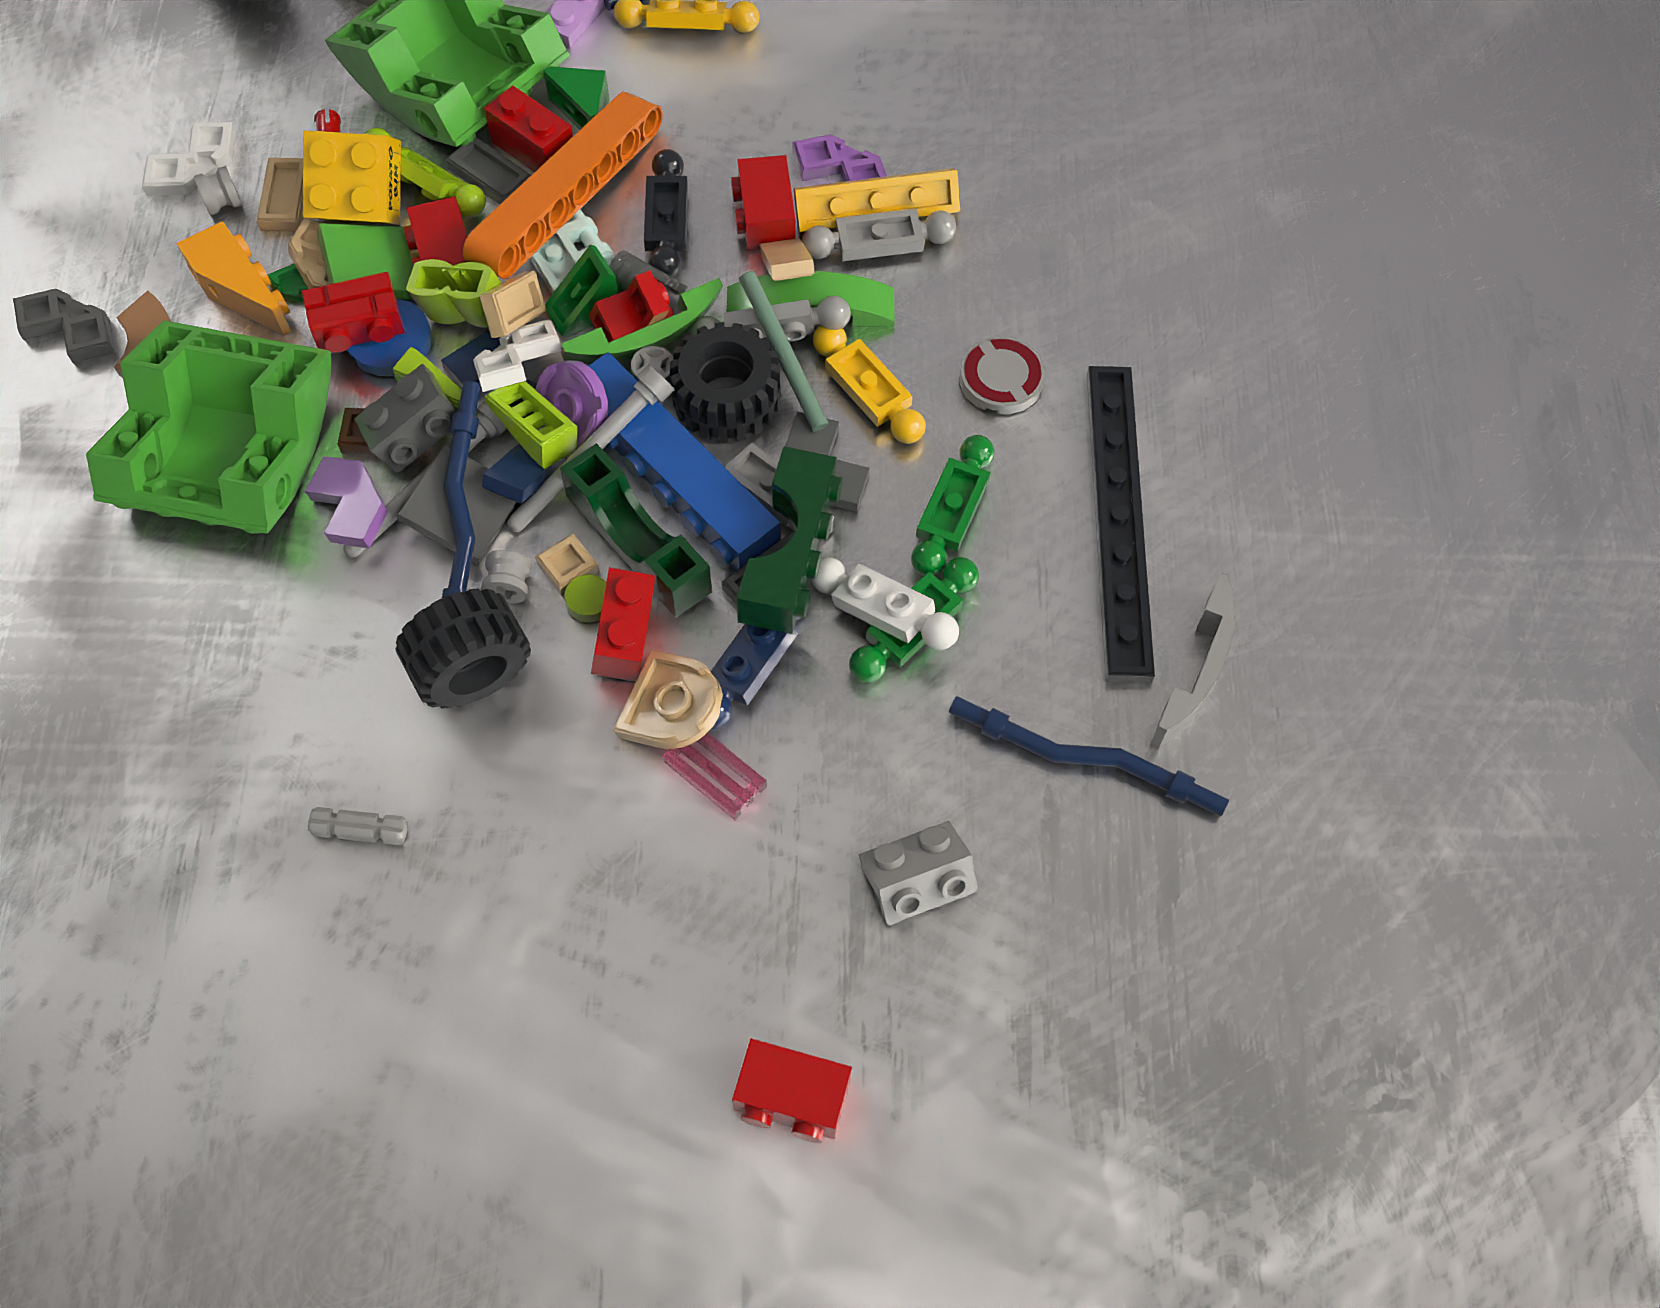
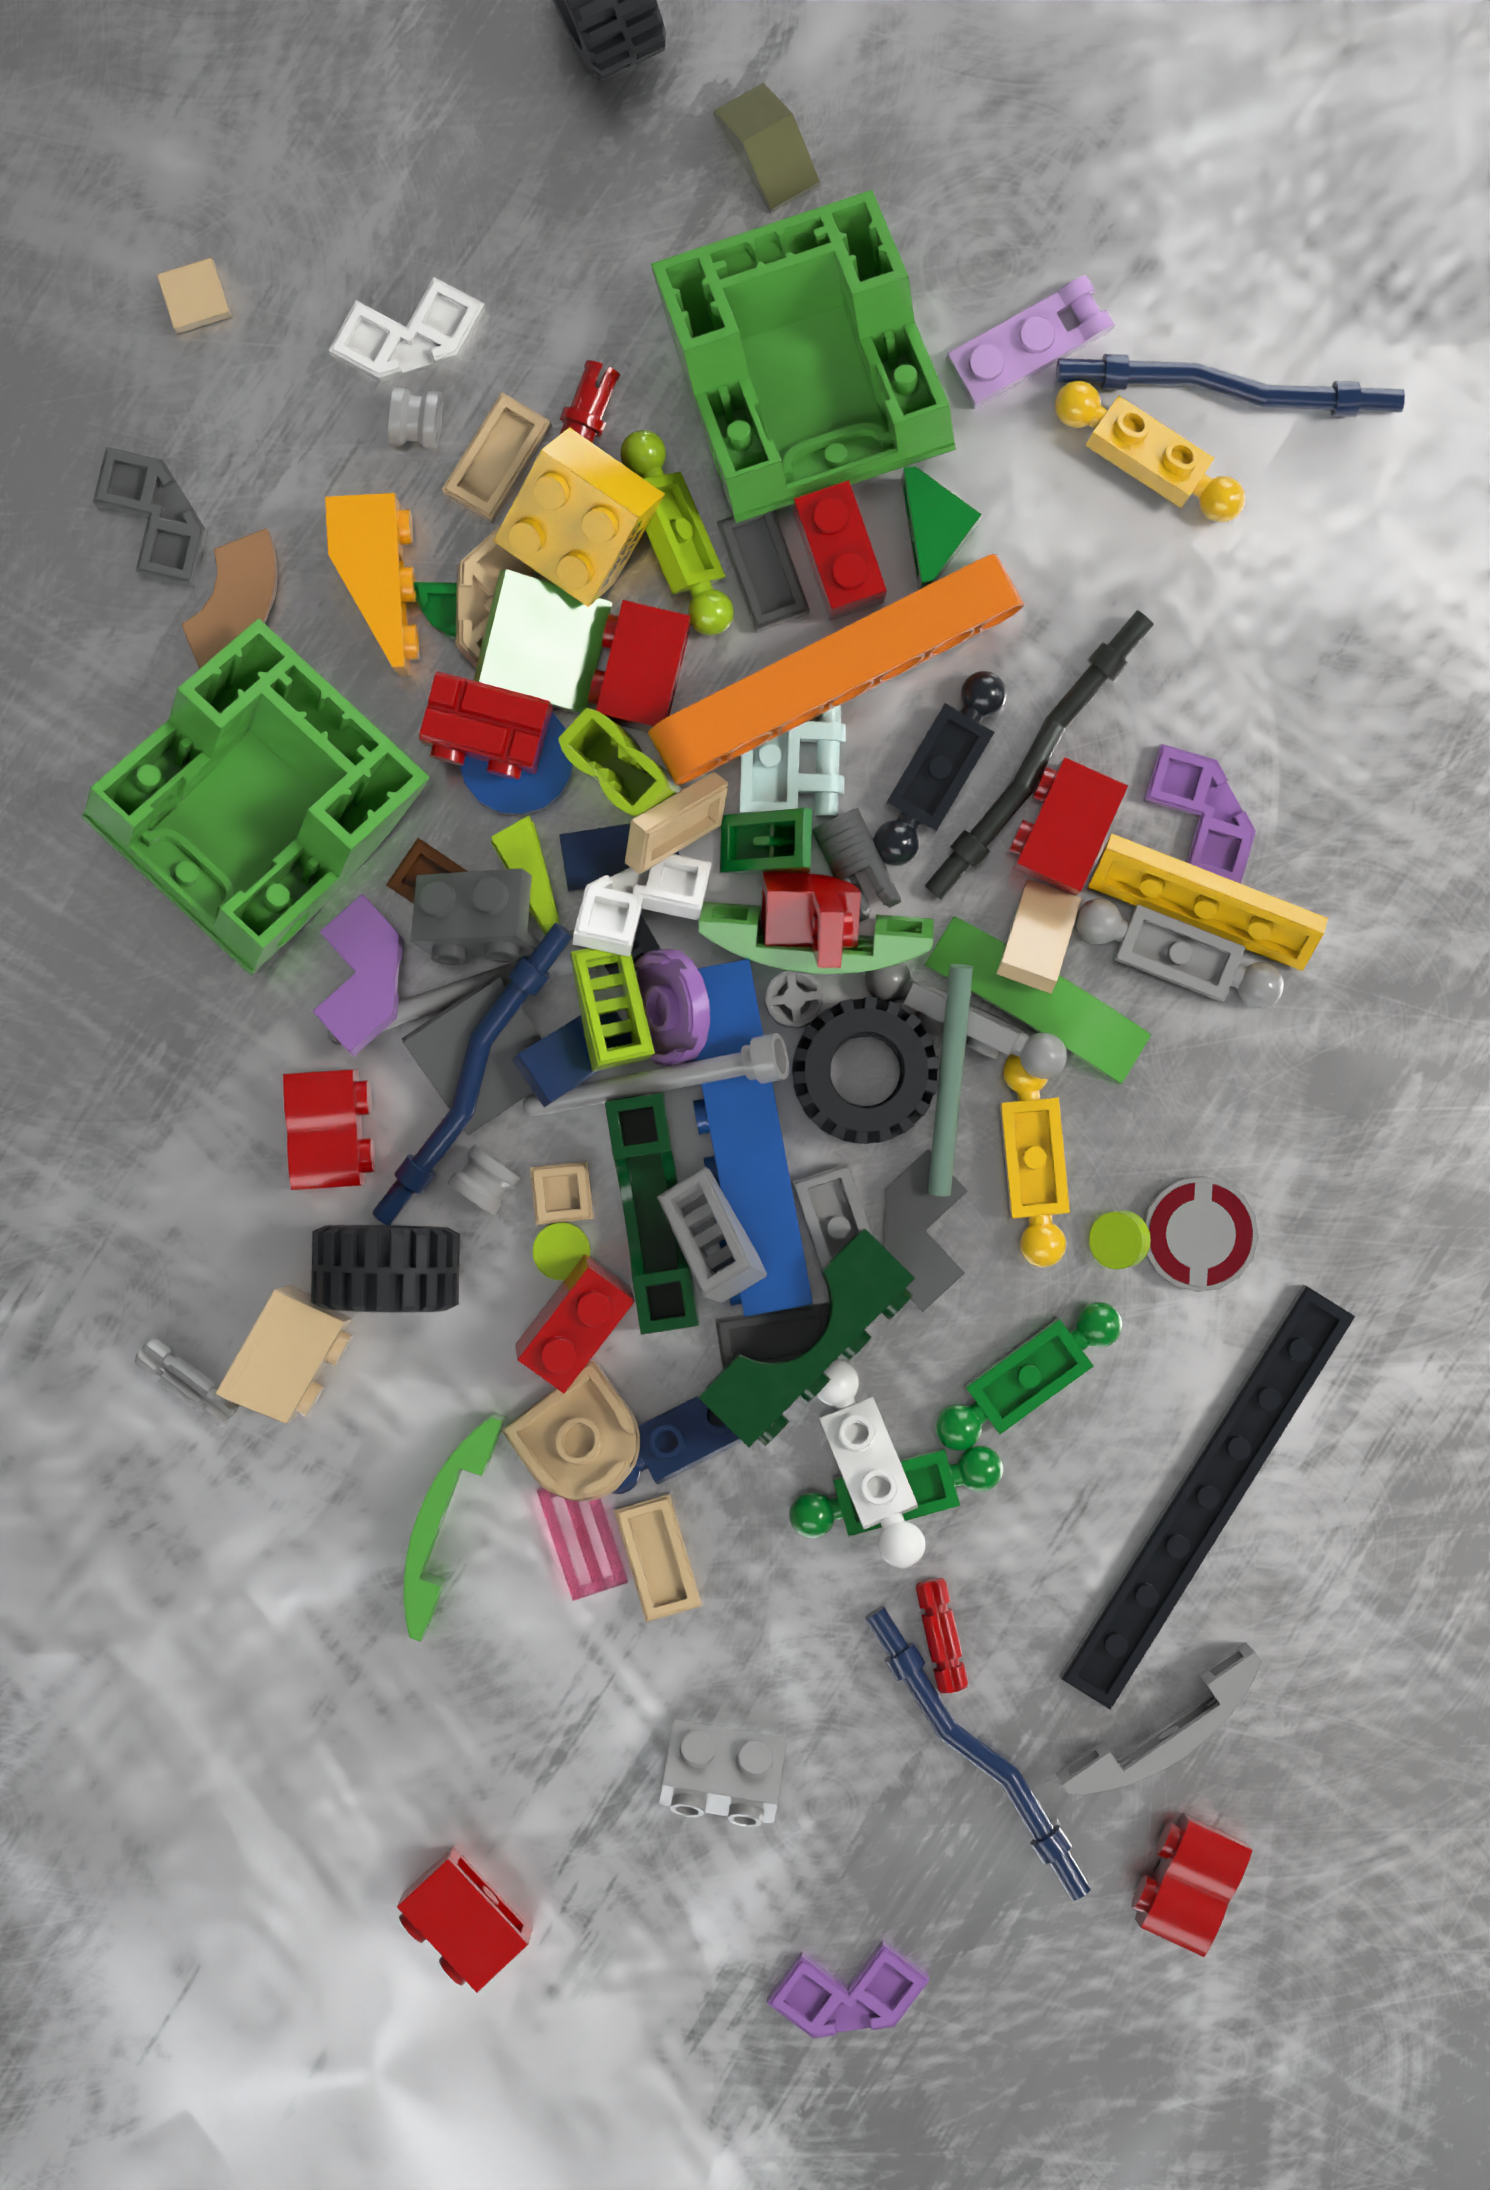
camera: 35 degrees right, 25 degrees up
(37, 200) = (194, 295): none -> tan tile
(372, 600) = (326, 1129): none -> red brick
(420, 752) = (285, 1356): none -> tan slope
(599, 758) = (421, 1587): none -> bright green slope
(709, 526) = (748, 1266): none -> light grey slope
(713, 241) = (1106, 664): none -> pearl dark grey bar
(778, 755) = (658, 1557): none -> tan tile
(954, 398) = (1119, 1239): none -> lime tile
(1008, 694) = (941, 1635): none -> red axle
(1104, 997) = (827, 2006): none -> medium lavender tile
(1293, 752) = (1191, 1884): none -> red brick

